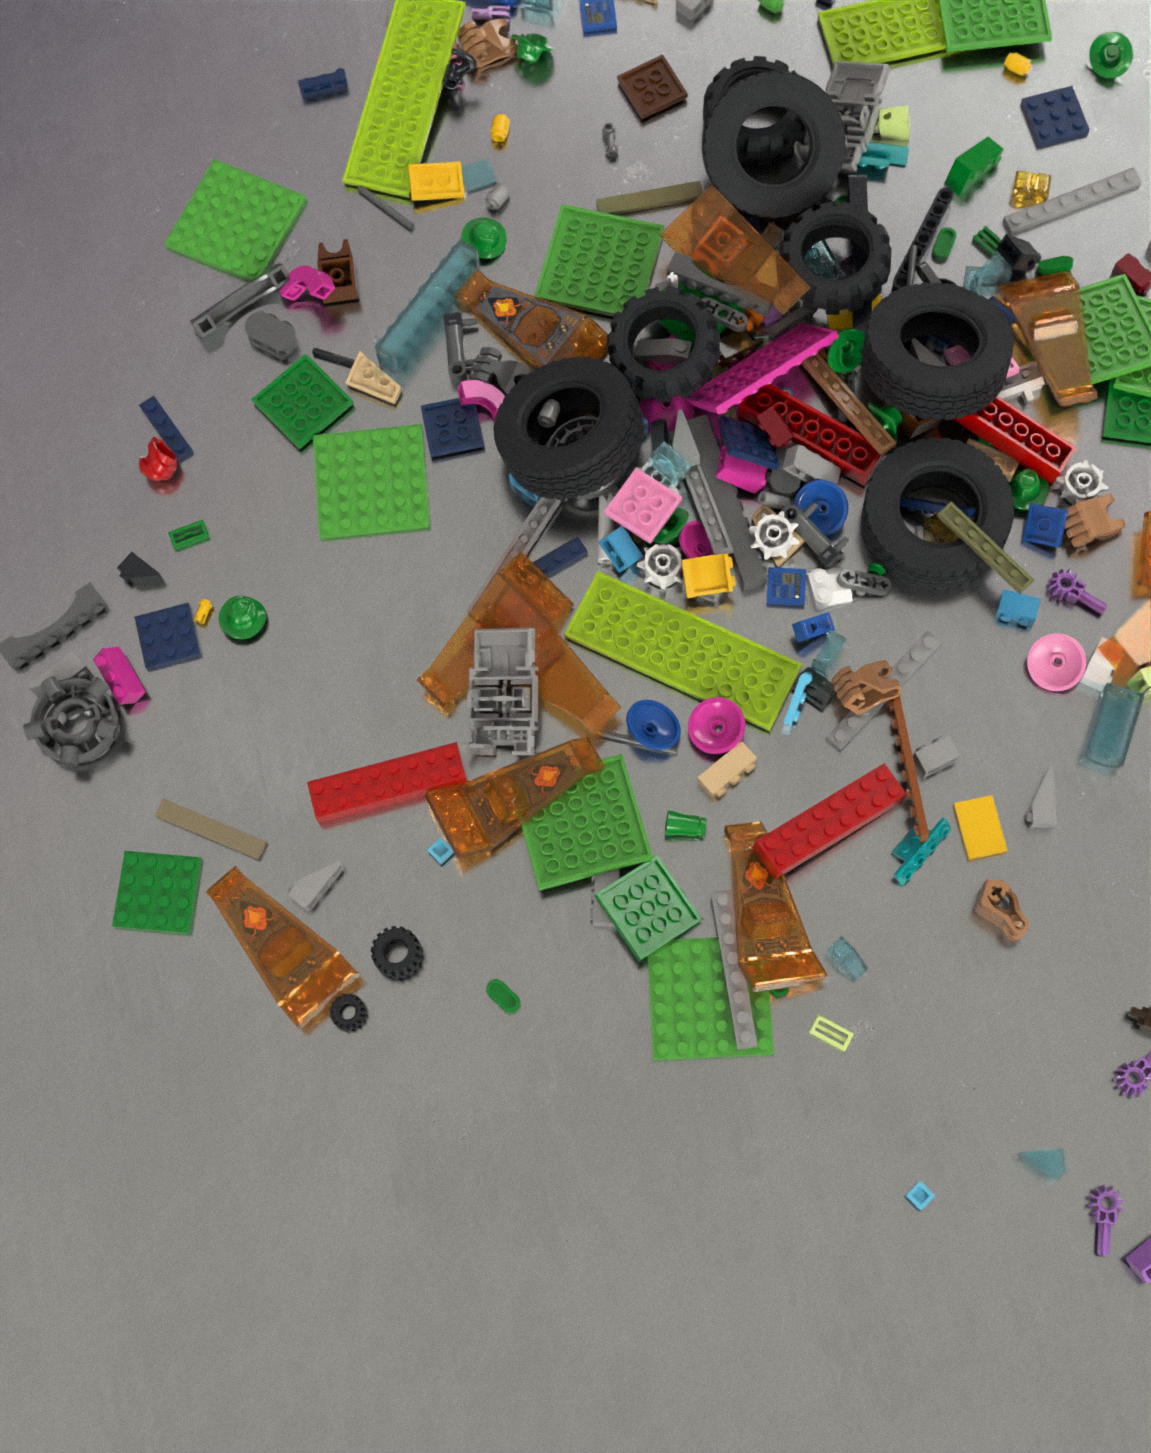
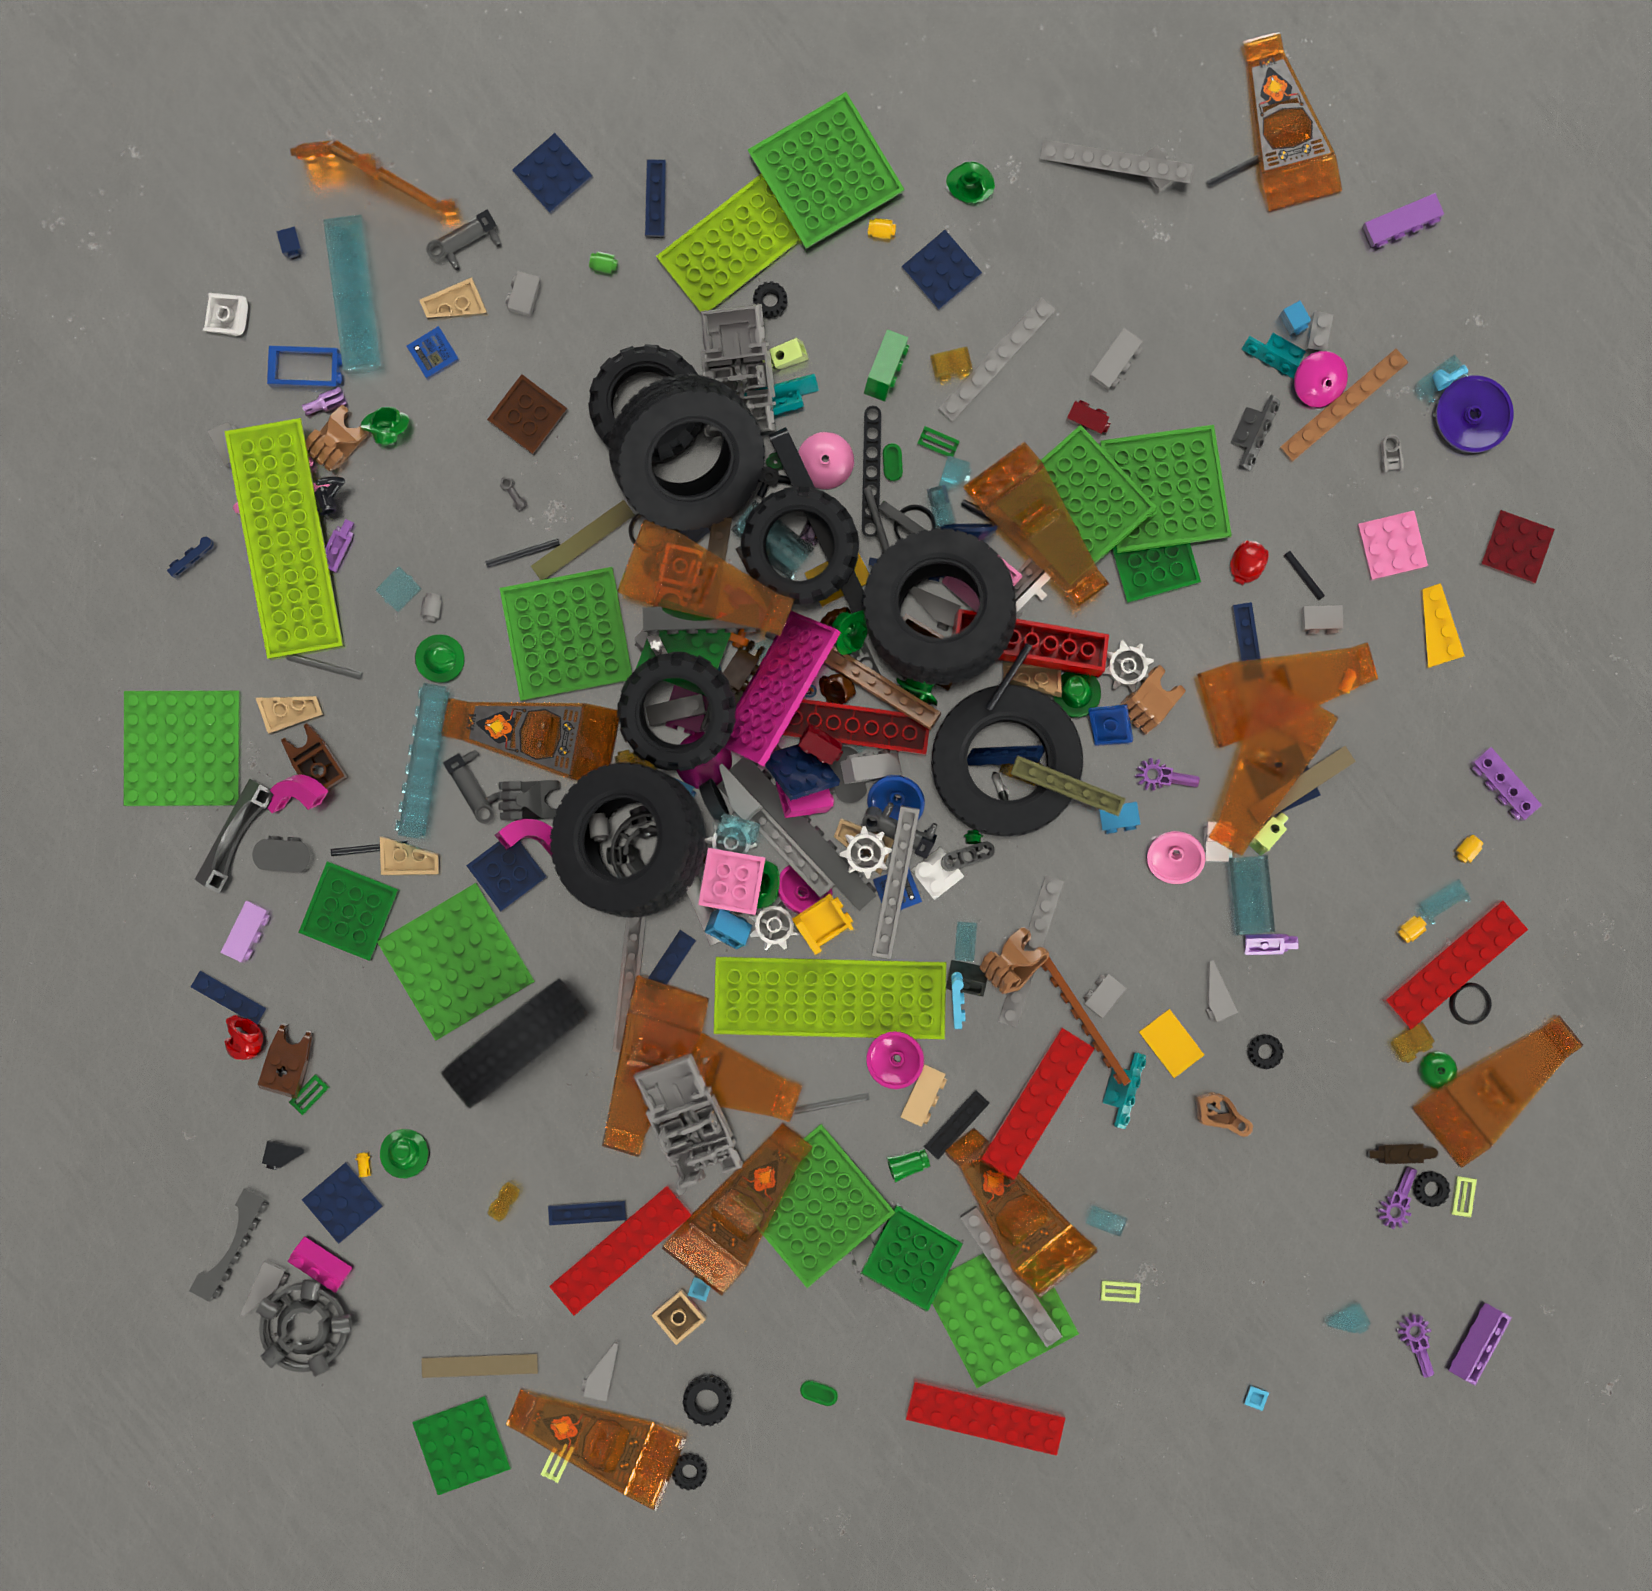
camera: 25 degrees left, 15 degrees up
(182, 498) = (287, 1057): none -> reddish brown brick
(208, 380) = (245, 932): none -> lavender brick
(222, 946) = (550, 1475): none -> yellowish green tile
(310, 691) = (502, 1205): none -> clear yellow brick
(332, 227) = (287, 711): none -> tan wing
(373, 738) = (587, 1212): none -> dark blue plate
(382, 542) = (514, 1043): none -> black tyre
(409, 864) = (678, 1316): none -> tan brick
(436, 181) = (362, 618): yellow tile -> none
(446, 120) = (338, 544): none -> medium lavender hinge
(499, 127) = (396, 528): yellow brick -> none
(594, 188) = (522, 553): none -> black bar
(648, 1090) = (985, 1417): none -> red brick
(653, 725) = (842, 1077): blue dish -> none
(731, 312) = (721, 655): dark grey beam -> none
(746, 810) = (956, 1124): none -> black plate
(774, 500) = (850, 812): light grey cylinder -> none
(789, 573) = (895, 882): none -> light grey plate
(813, 395) = (836, 688): none -> reddish brown hair
(813, 627) = (941, 924): blue piece -> none
(898, 223) = (840, 464): none -> bright pink dish
(899, 89) = (773, 288): none -> black tyre
(971, 436) = (1008, 677): none -> black bar
(1018, 253) = (970, 448): black torso -> none
(1055, 265) = (1009, 440): green tile -> none
(1076, 865) = (1265, 1063): none -> black tyre
(1111, 777) = (1269, 944): none -> hinge

